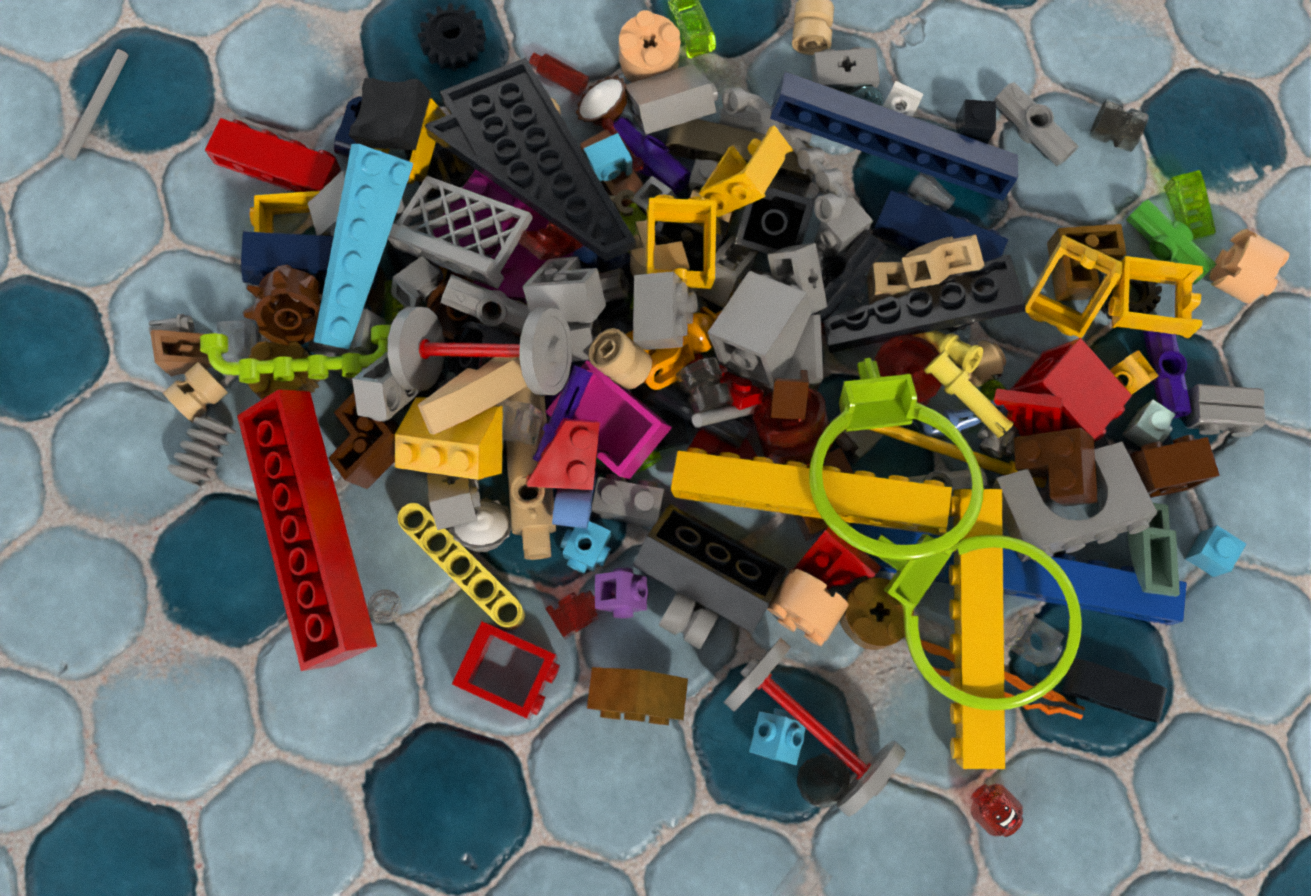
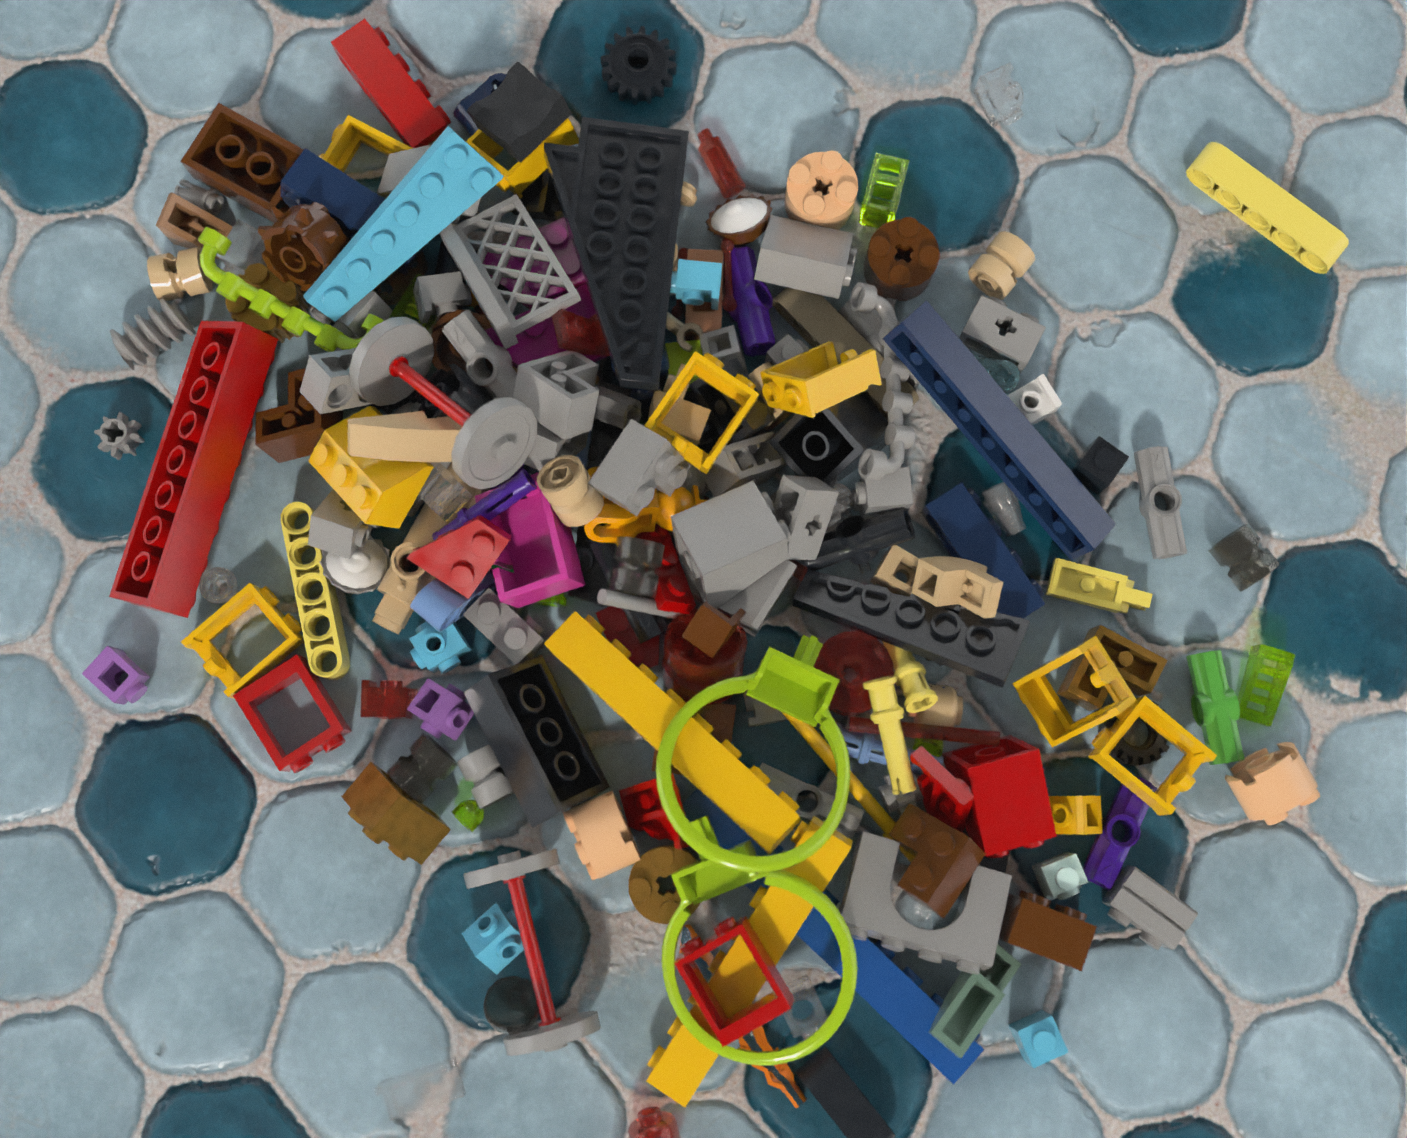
camera: 35 degrees right, 5 degrees up
(195, 278) = (241, 161): none -> reddish brown brick
(217, 542) = (119, 427): none -> light grey gear
(334, 730) = (106, 674): none -> medium lavender brick
(428, 600) = (216, 663): none -> yellow window
(634, 645) = (422, 768): none -> clear smoke wheel
(692, 661) = (468, 814): none -> clear neon green hinge
(739, 60) = (906, 241): none -> reddish brown brick
(992, 379) = (931, 732): none -> clear red bar
(1014, 658) = (751, 1017): none -> red window
(1031, 210) = (1095, 587): none -> light yellow hinge

